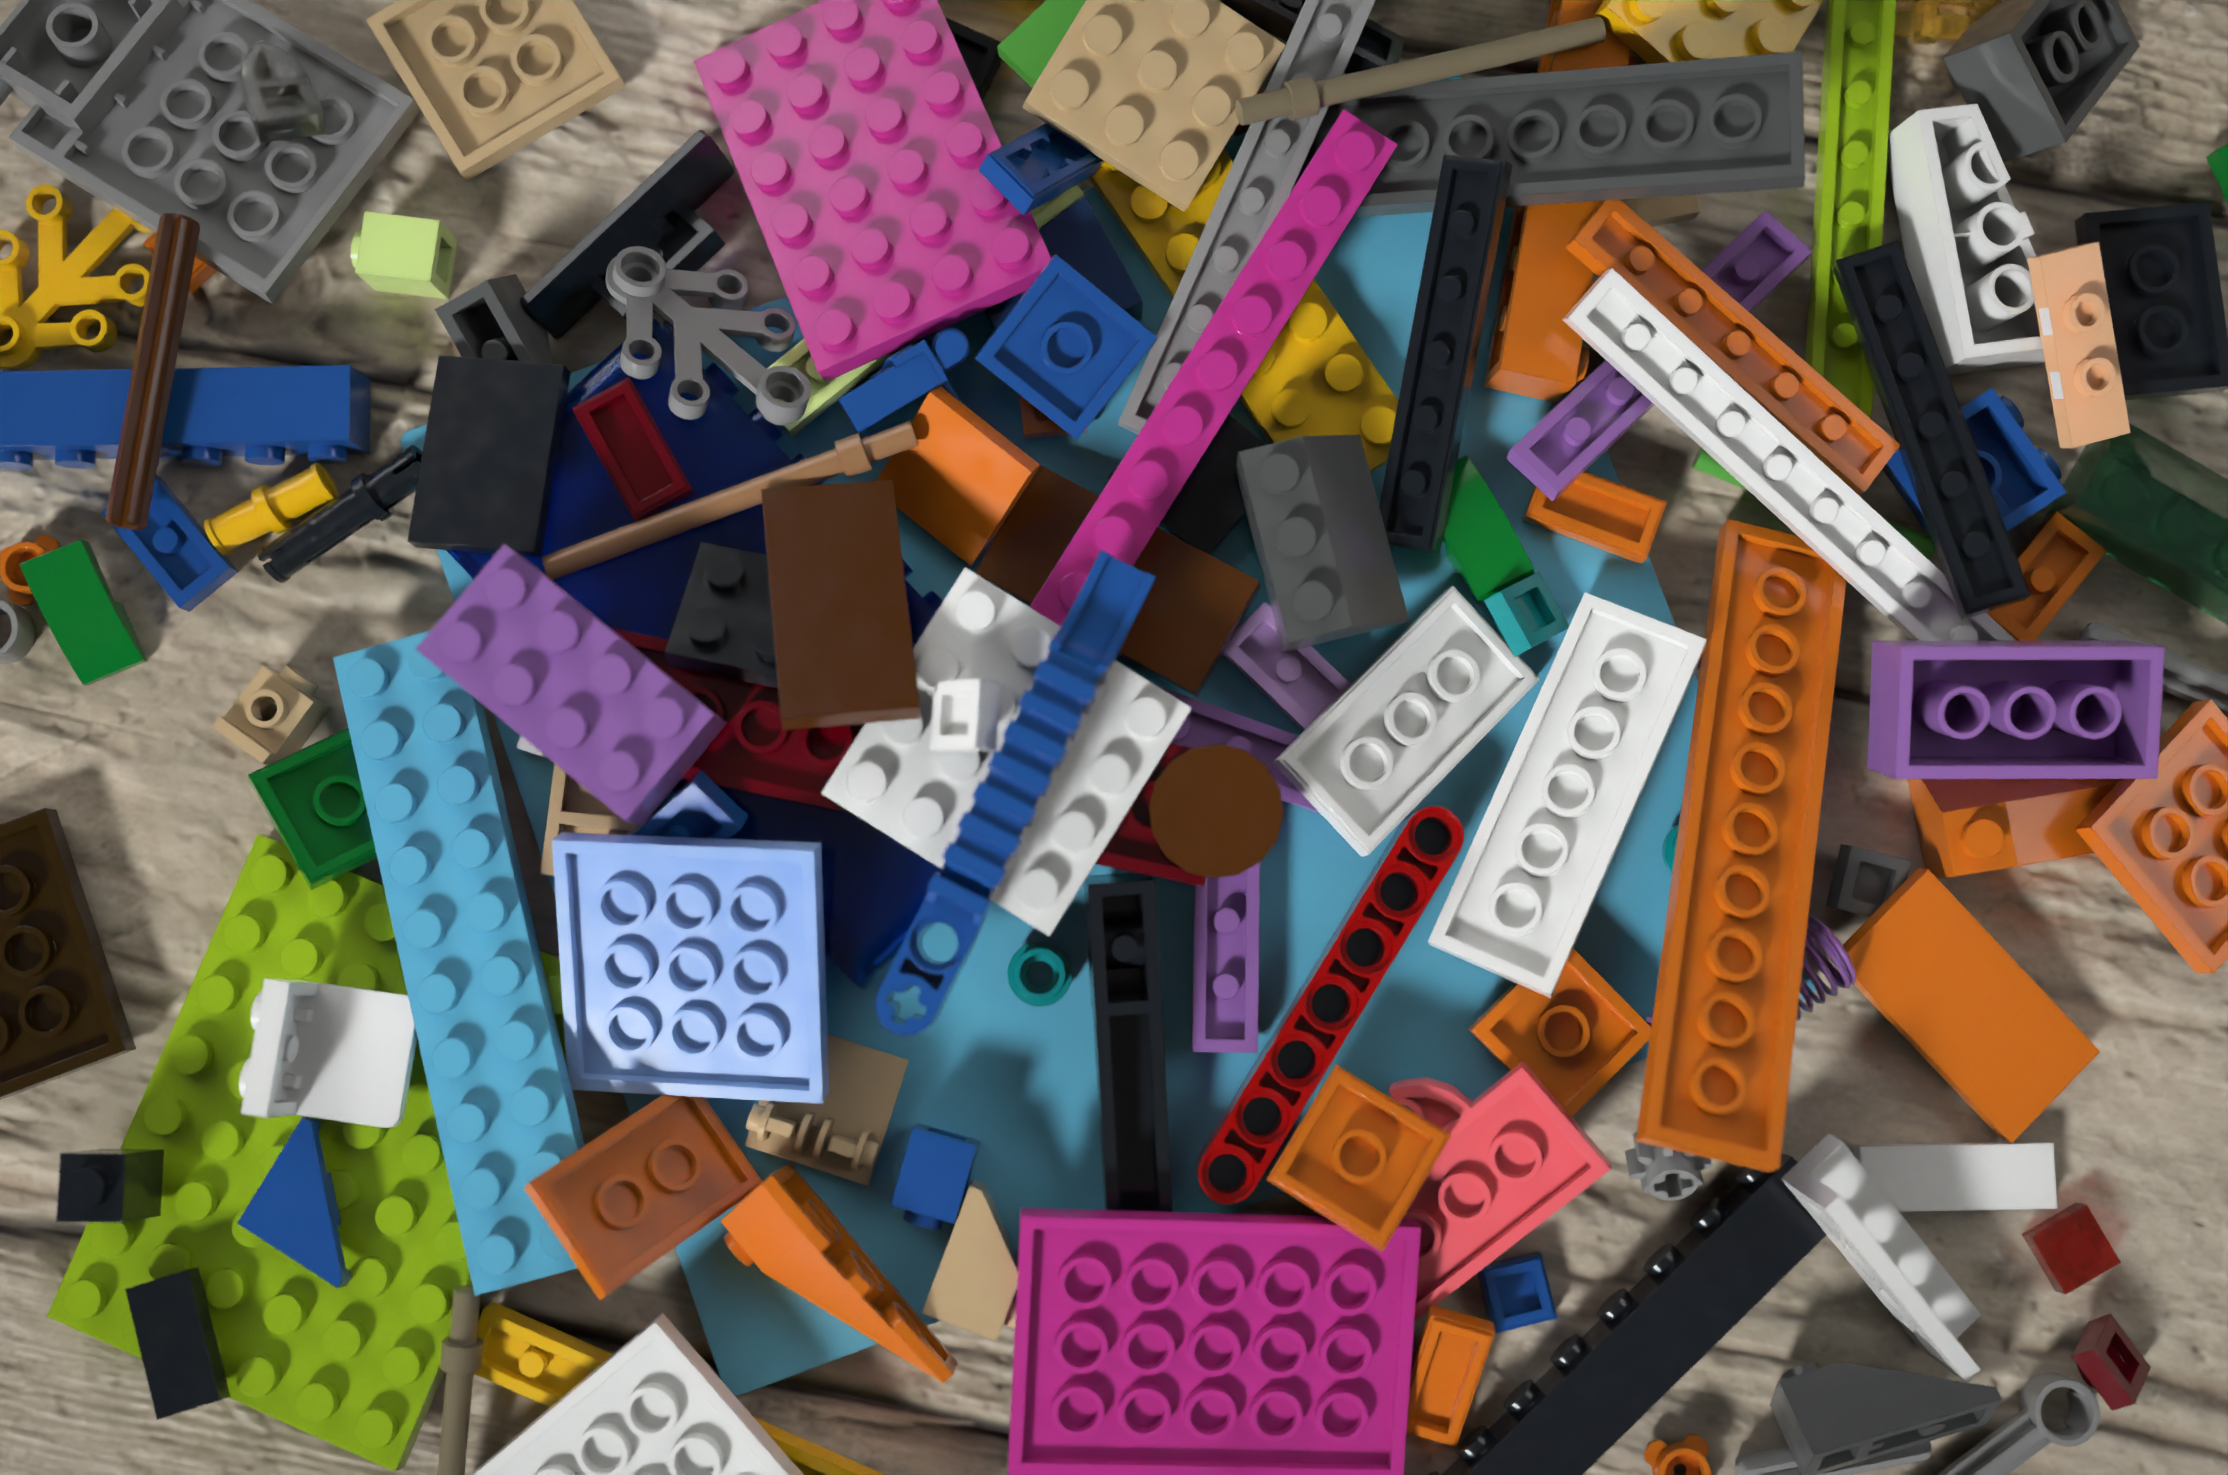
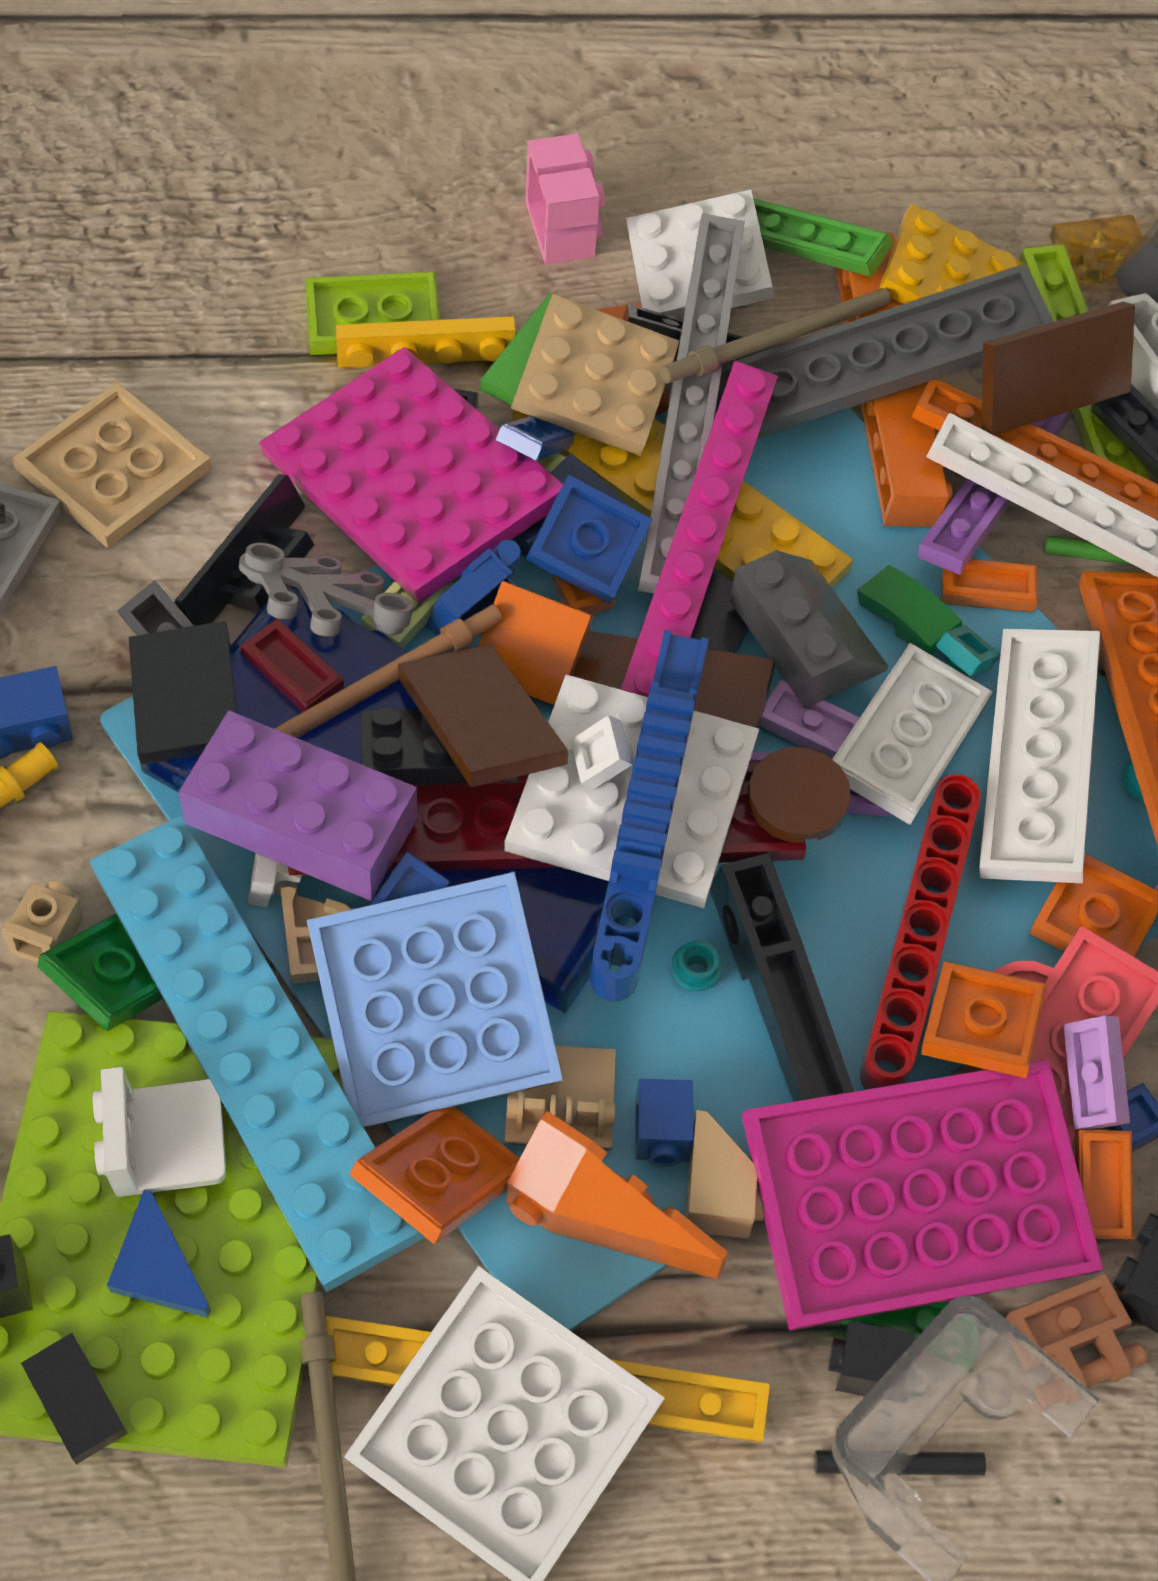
camera: 20 degrees left, 25 degrees down
(366, 500) = (71, 772): black pin -> none
(404, 255) = (75, 598): yellowish green brick -> none
(1226, 964) = (833, 918): medium lavender plate -> none
(1443, 350) = (852, 495): black tile -> none
(1473, 1261) = (1096, 1073): none -> lavender plate
(1789, 230) = (1057, 367): none -> reddish brown tile

